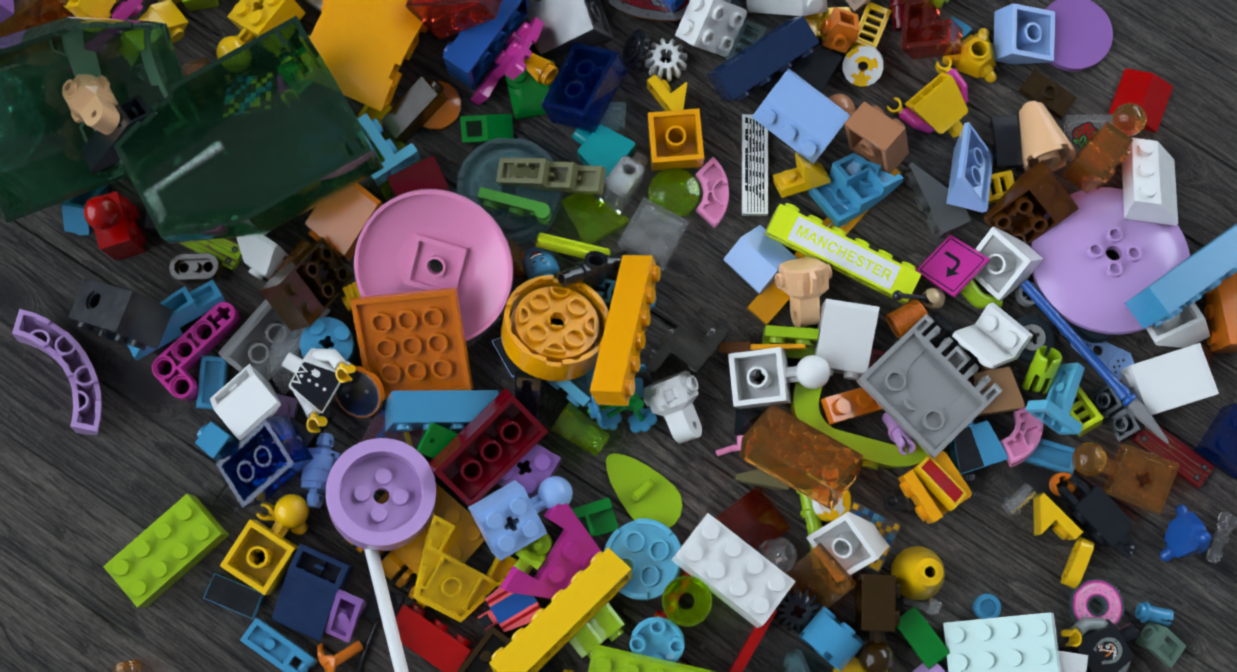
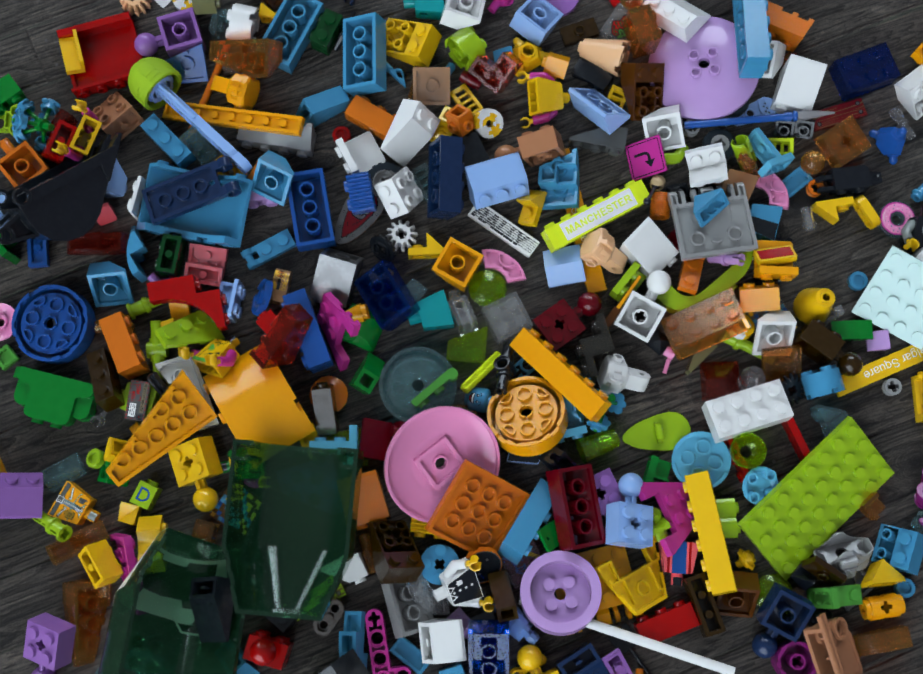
camera: 60 degrees left, 0 degrees up
(92, 102) = (177, 611): light nougat piece -> none
(337, 434) = (502, 596): none -> dark brown brick
(551, 176) = (431, 354): olive slope -> none
(732, 313) = (561, 313): none -> dark red brick
(879, 500) = (759, 297): none -> light orange brick
(942, 367) = (709, 205): none -> dark azure slope
(986, 93) = (555, 65): none -> light orange brick
(1029, 385) = (748, 164): none -> clear orange axle

